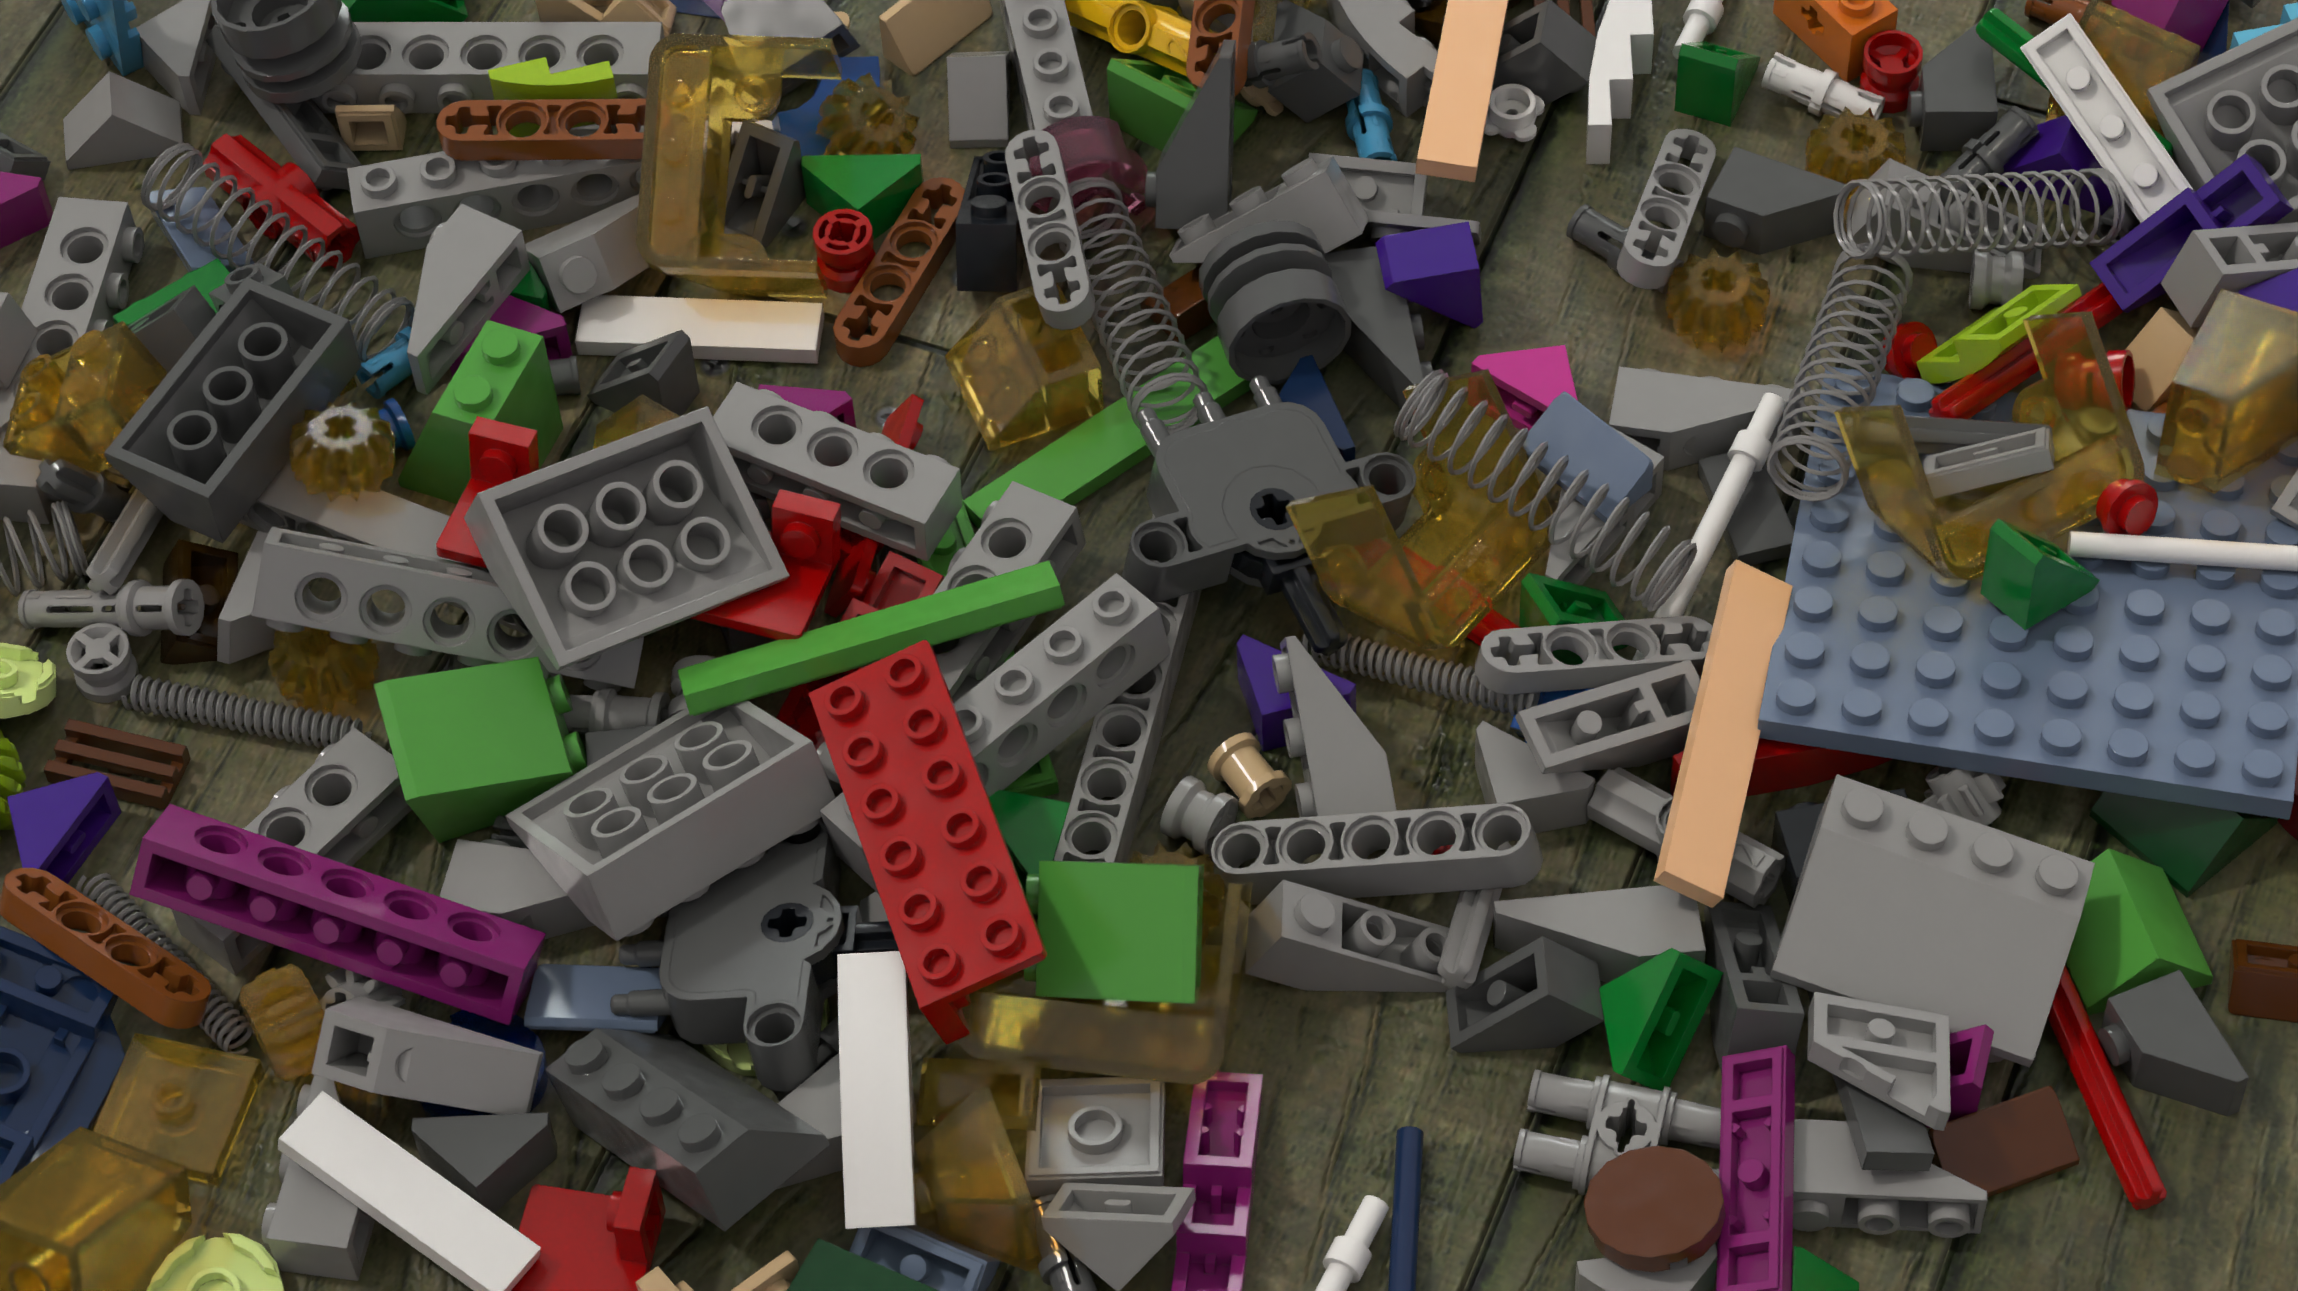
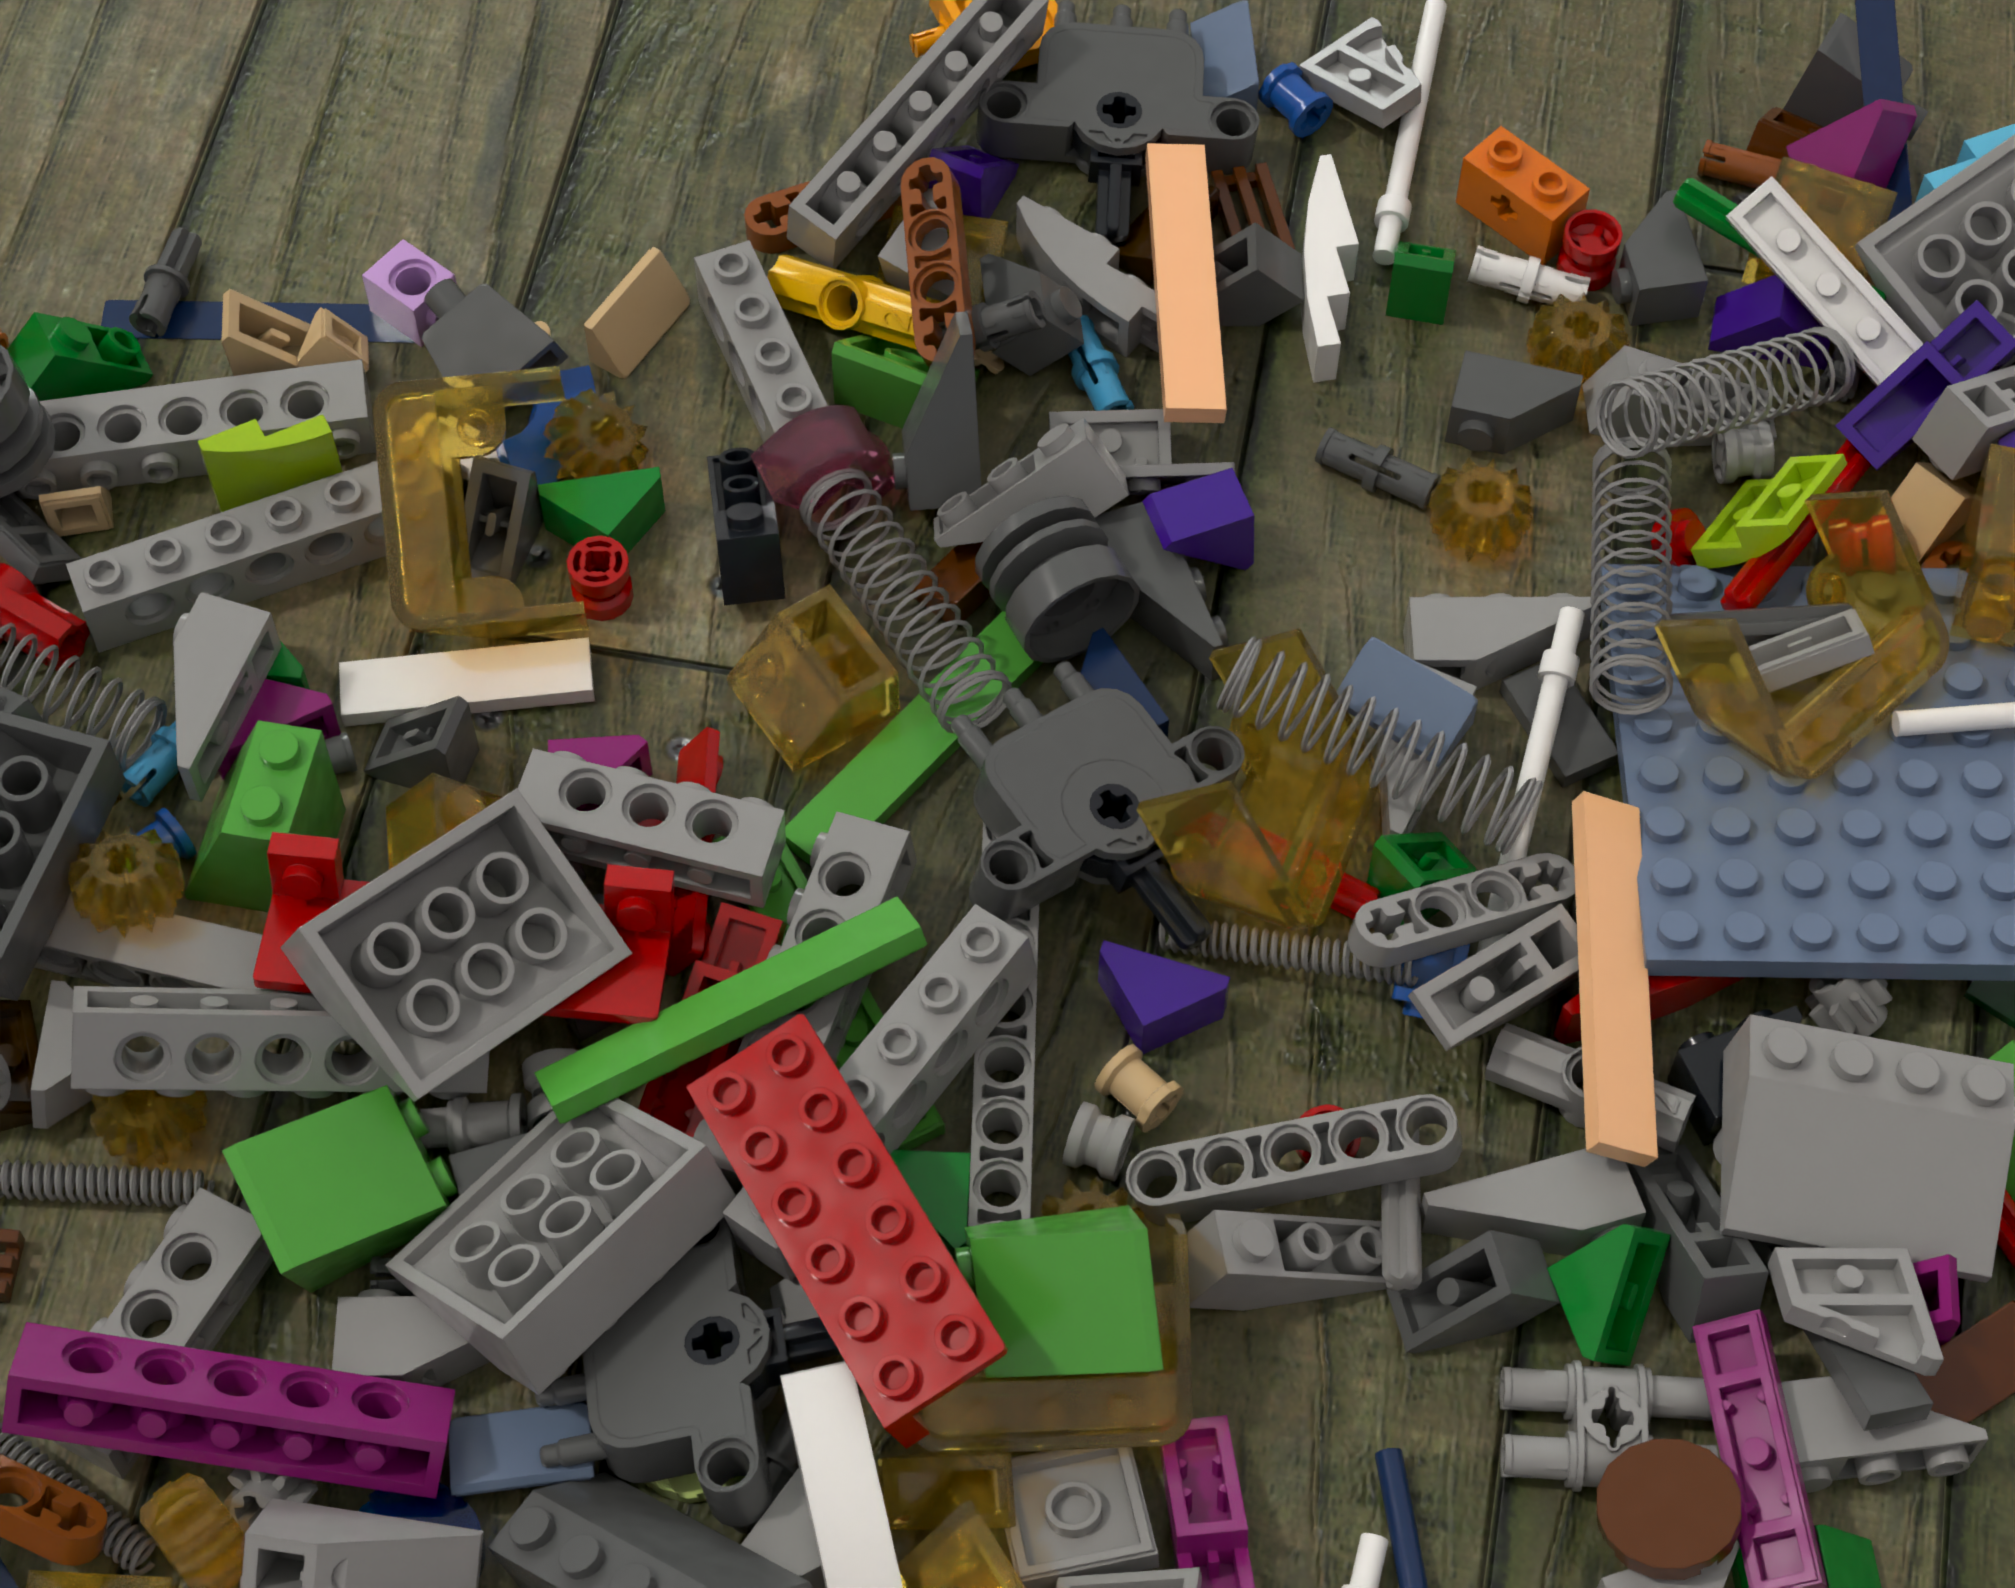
camera: 15 degrees left, 5 degrees up
(552, 138) = (279, 504): dark orange beam -> none
(588, 255) = (340, 619): light grey slope -> none
(896, 269) = (658, 590): dark orange beam -> none
(979, 99) = (699, 395): light grey slope -> none
(1049, 228) = (816, 533): light grey beam -> none
(1339, 756) = (1233, 1063): light grey slope -> none
(1513, 112) = (1244, 331): white plate -> none
(1513, 777) = (1411, 1058): light grey slope -> none
(1528, 380) = (1330, 622): dark pink slope -> none
(1666, 207) = (1411, 421): light grey beam -> none
(1994, 147) = (1703, 327): dark grey pin -> none
(2030, 575) = (1873, 768): green slope -> none
(2127, 507) = (1944, 679): red plate -> none

